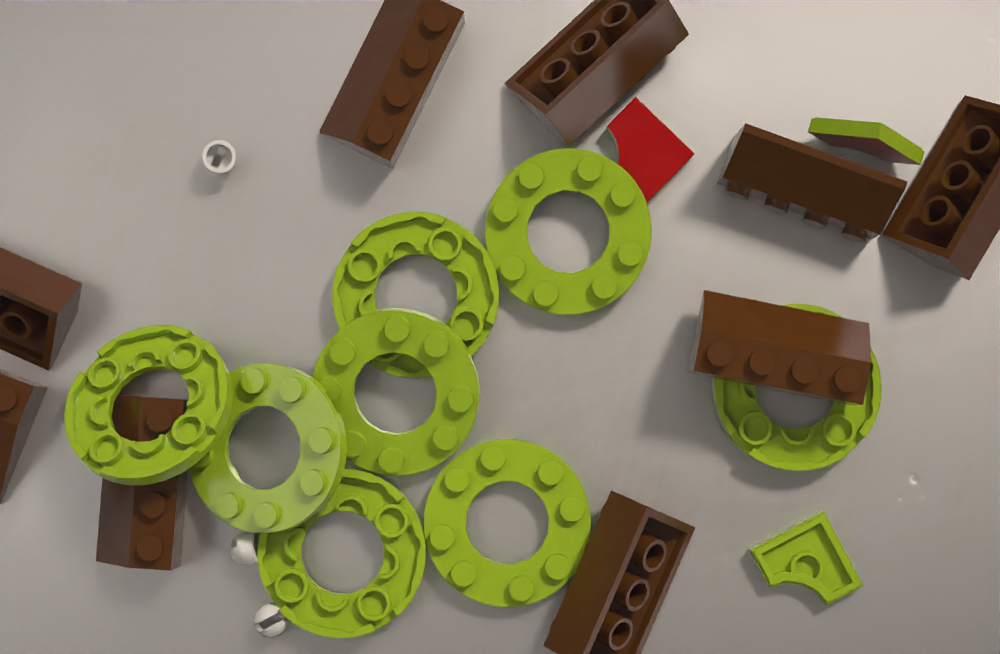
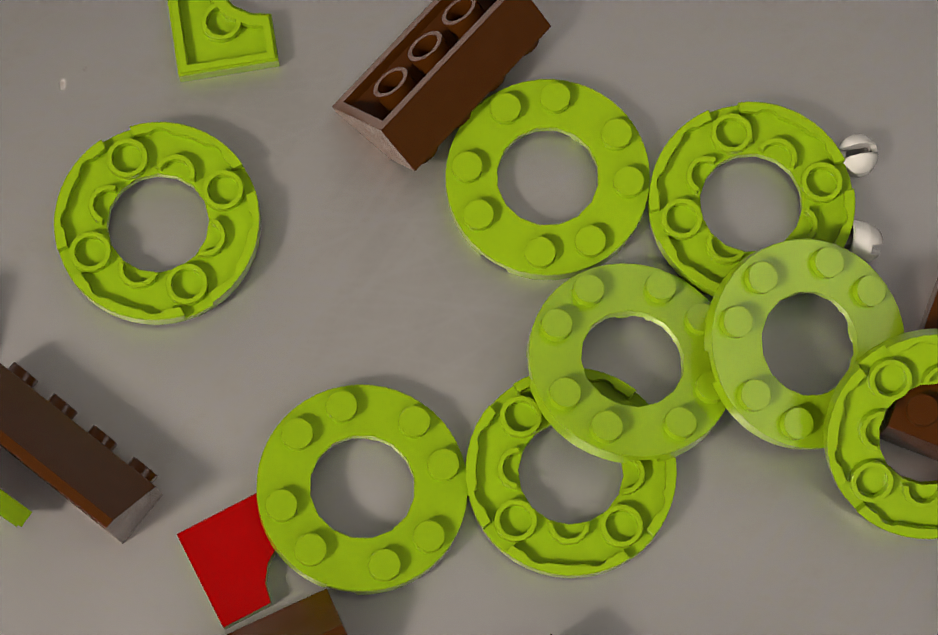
camera: 155 degrees left, 10 degrees down
(781, 348) = (161, 263): reddish brown slope -> none

